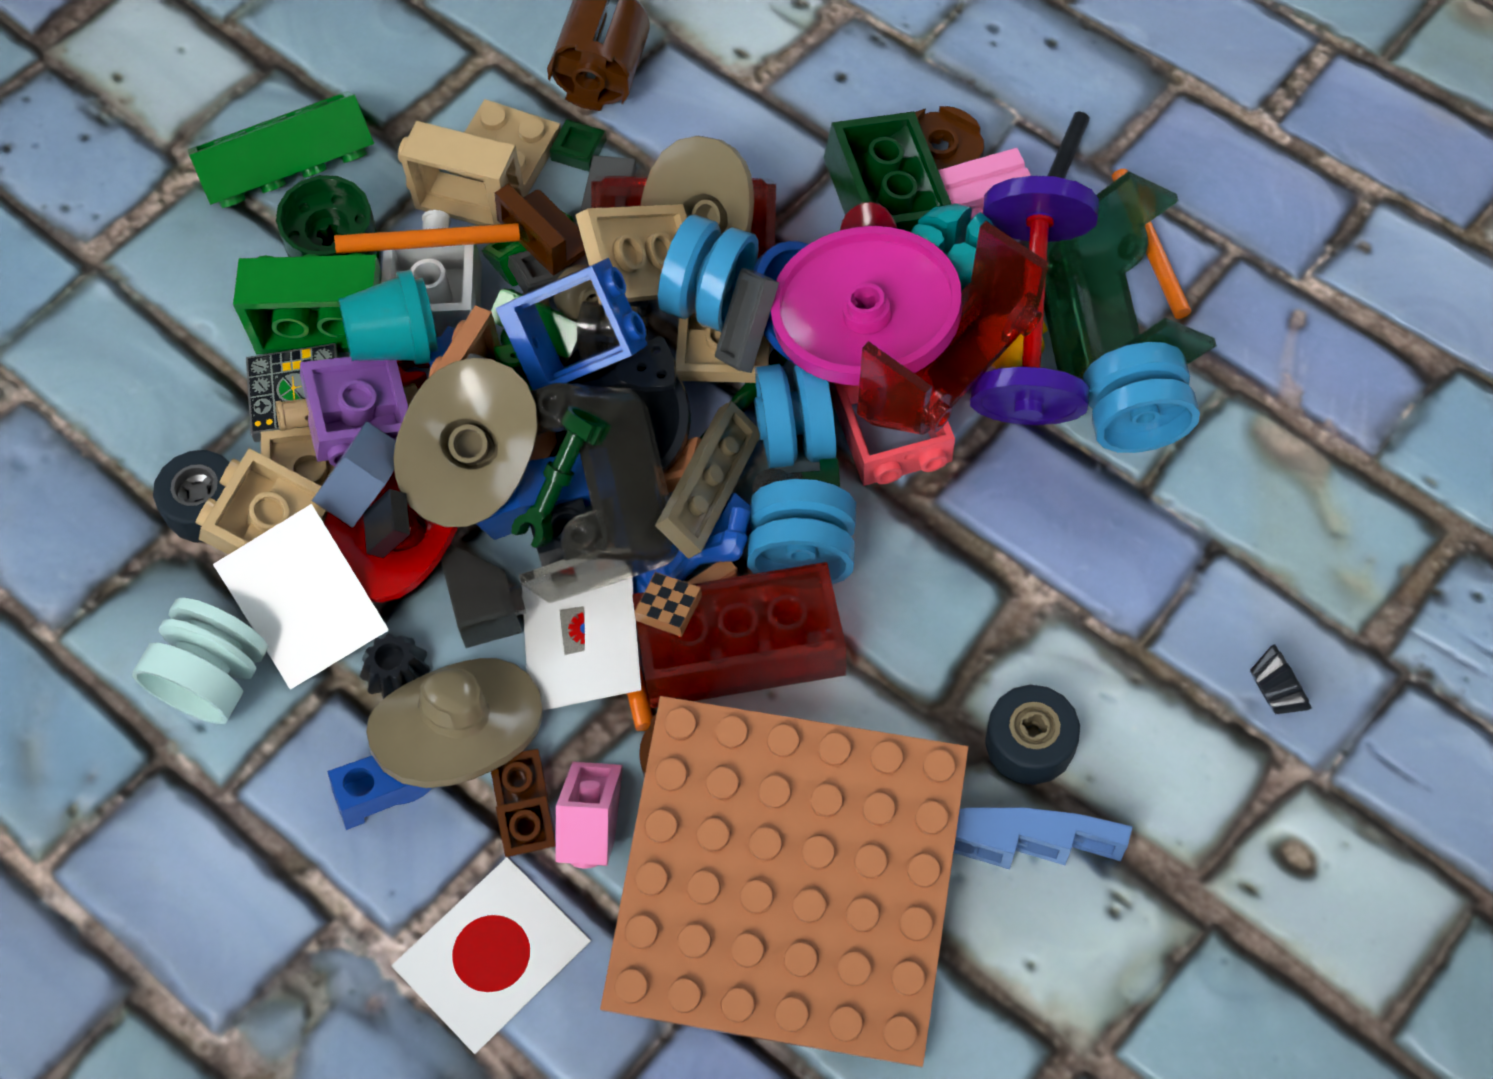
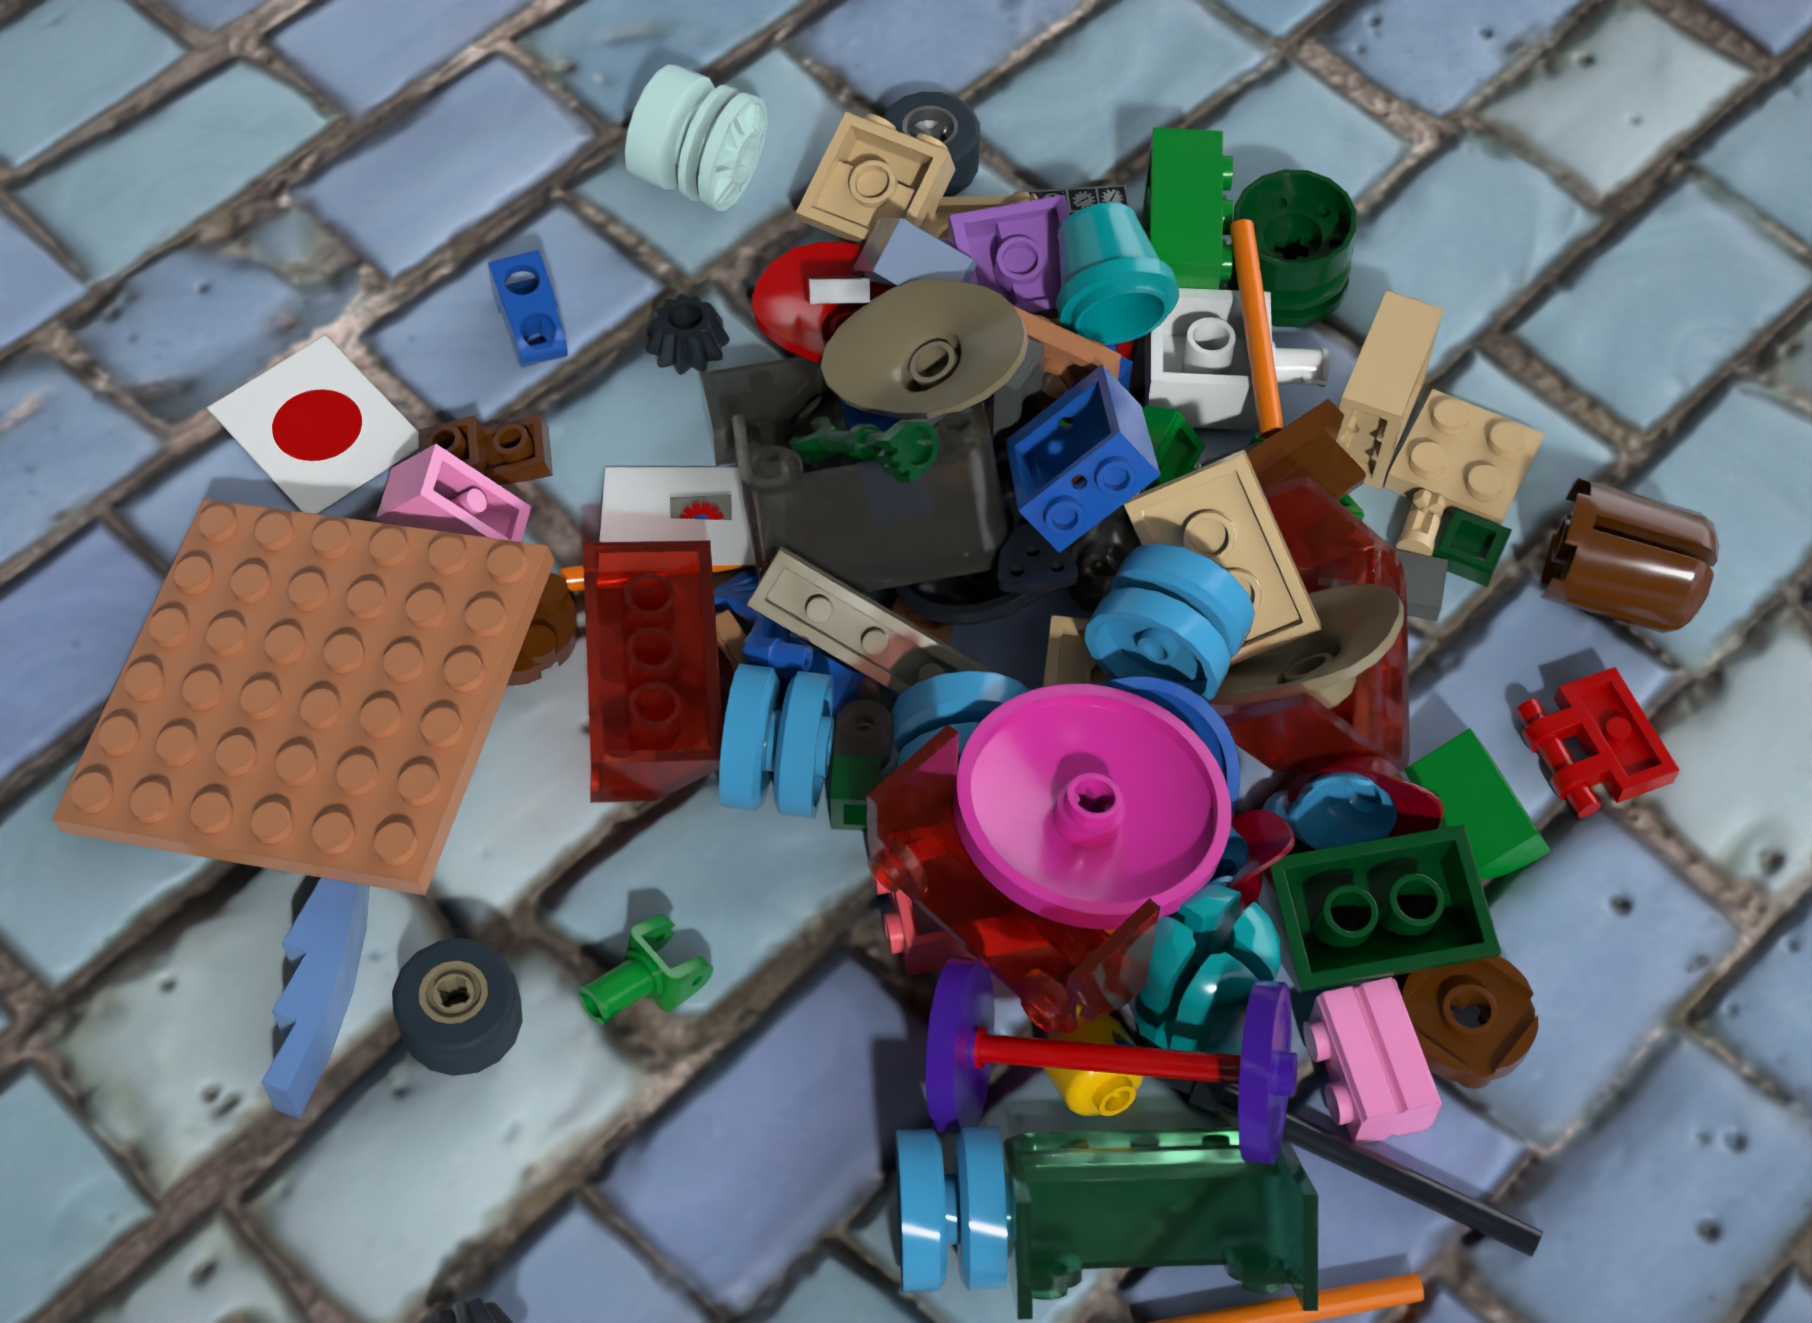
camera: 90 degrees right, 5 degrees down
(280, 148) = (1453, 210): green slope -> none
(301, 596) = (765, 225): white sticker -> none
(455, 723) = (590, 381): dark tan hat -> none
(567, 171) = (1422, 523): none -> tan piece
(668, 604) = (680, 568): medium nougat tile -> none
(729, 67) = (1612, 731): none -> red plate
(746, 320) = (1092, 668): dark grey tile -> none
(788, 136) = (1483, 801): none -> green brick
(805, 194) = (1356, 803): none -> dark azure hair
(985, 617) = (644, 975): none -> green piece

